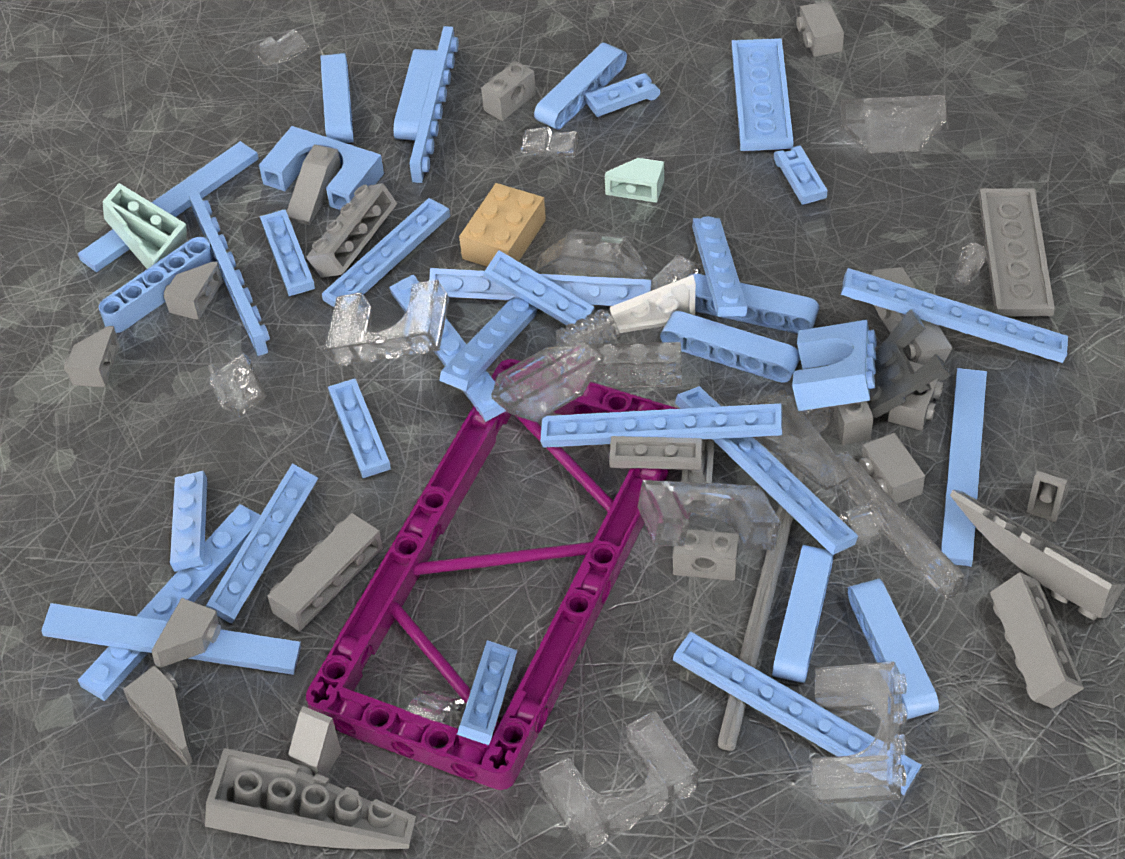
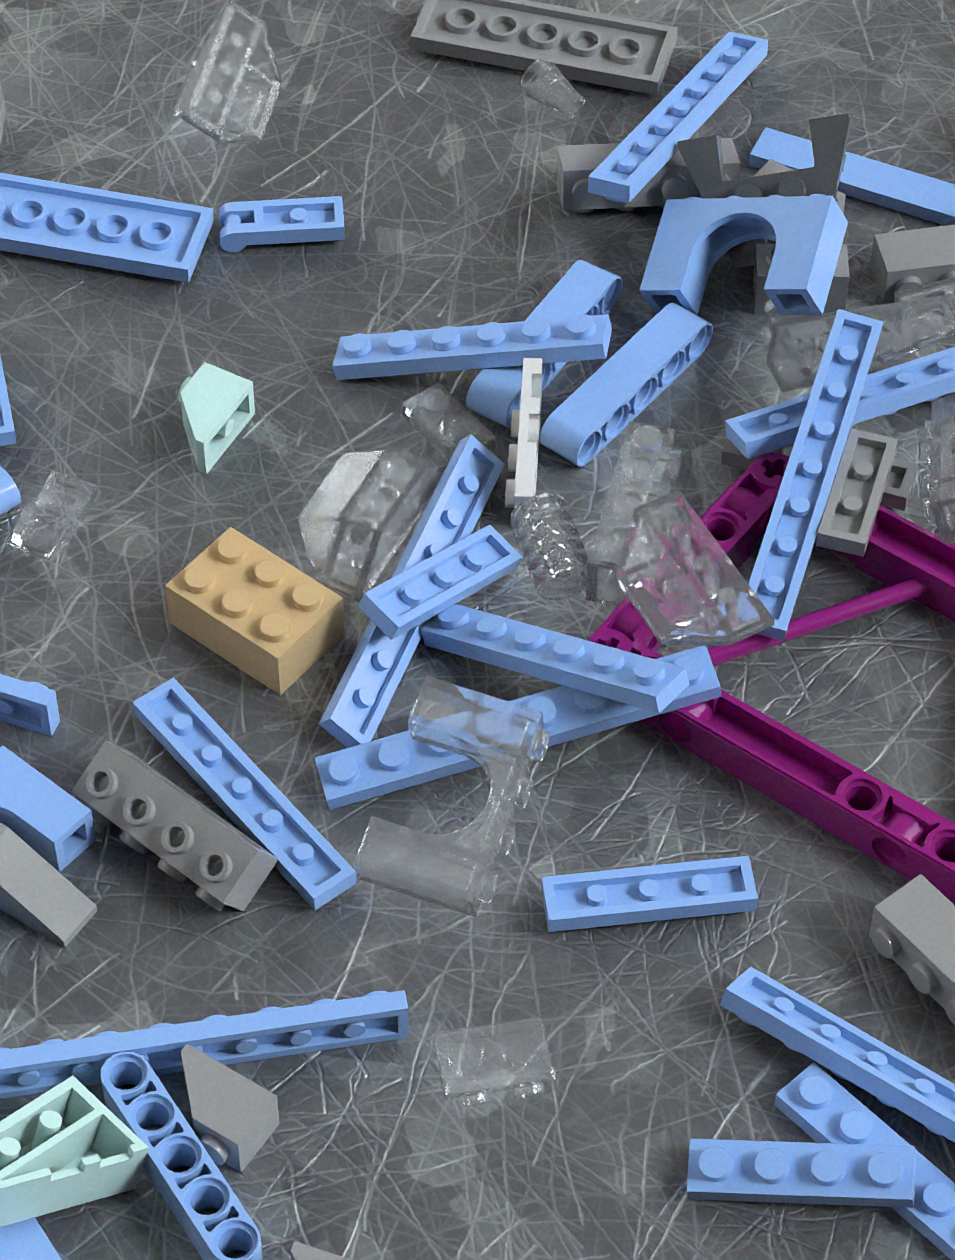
camera: 80 degrees left, 0 degrees up
(287, 252) = (173, 945): light blue plate -> none

